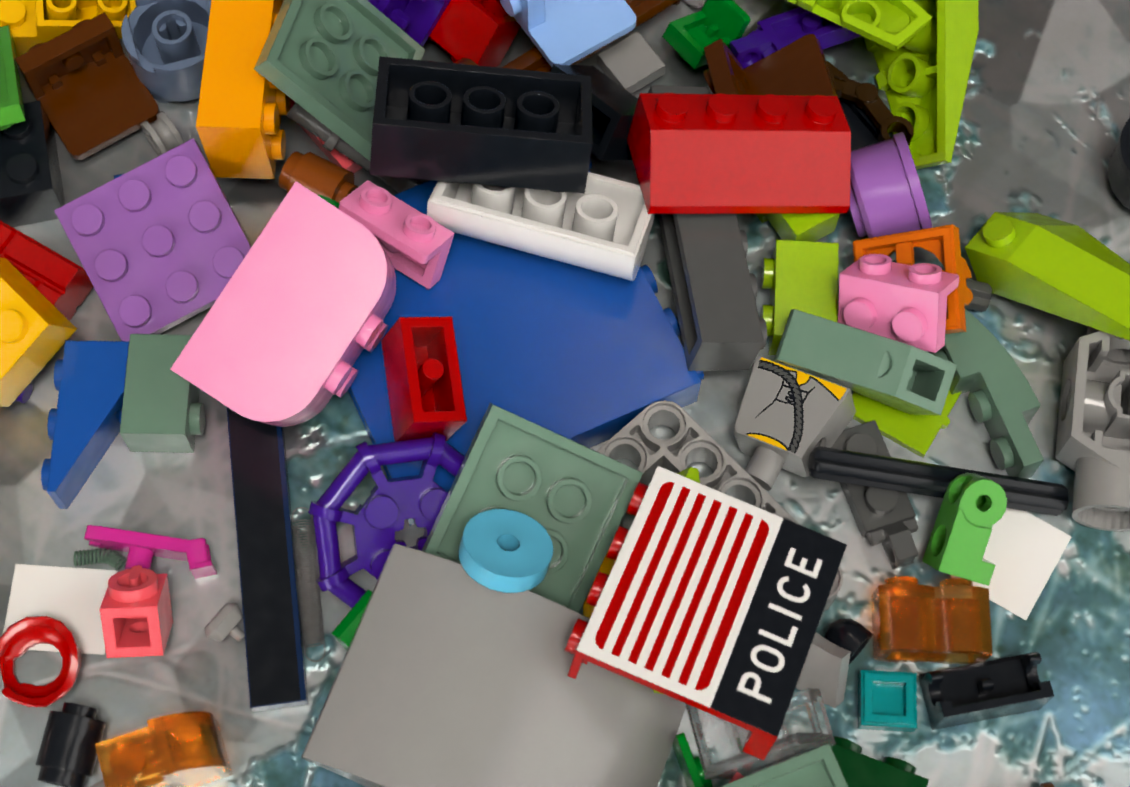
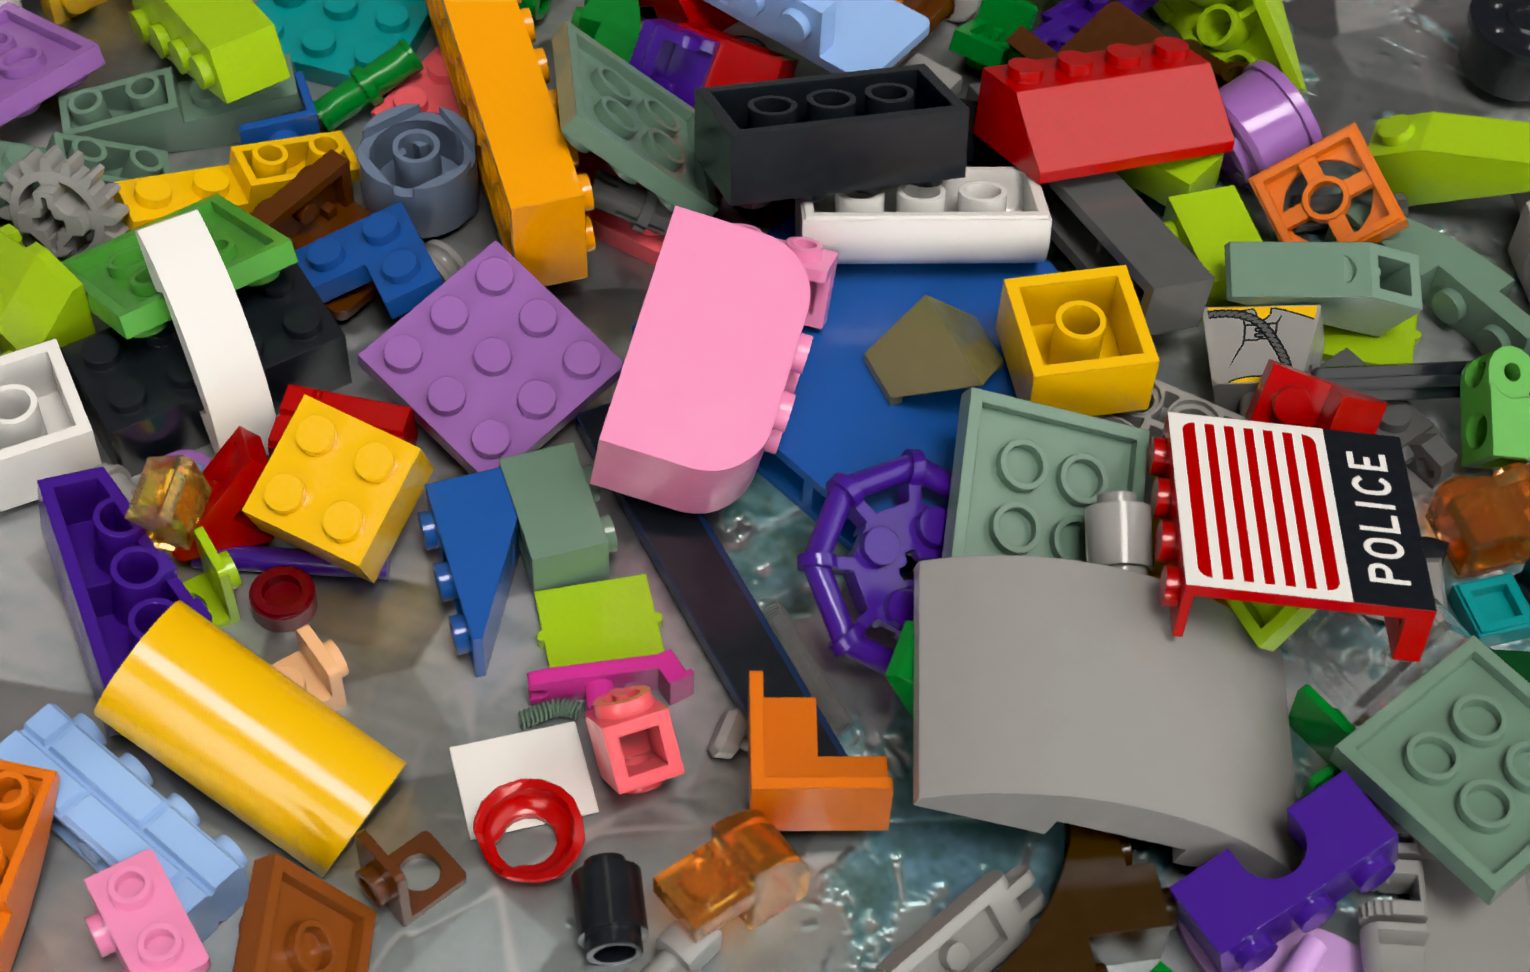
camera: 20 degrees left, 15 degrees down
(112, 113) = (376, 249): none -> blue plate
(167, 494) = (598, 621): none -> lime piece
(241, 676) = (797, 785): none -> orange panel
(317, 175) = (625, 269): dark orange brick -> none
(423, 378) = (867, 398): red brick -> none
(485, 554) = (1047, 531): medium azure piece -> none
(509, 344) = (932, 352): none -> olive slope
(573, 567) = (1119, 532): none -> light grey brick
(617, 373) = (1078, 341): none -> yellow brick
(803, 487) = (1305, 400): none -> red slope
(896, 300) = (1331, 207): bright pink bracket -> none

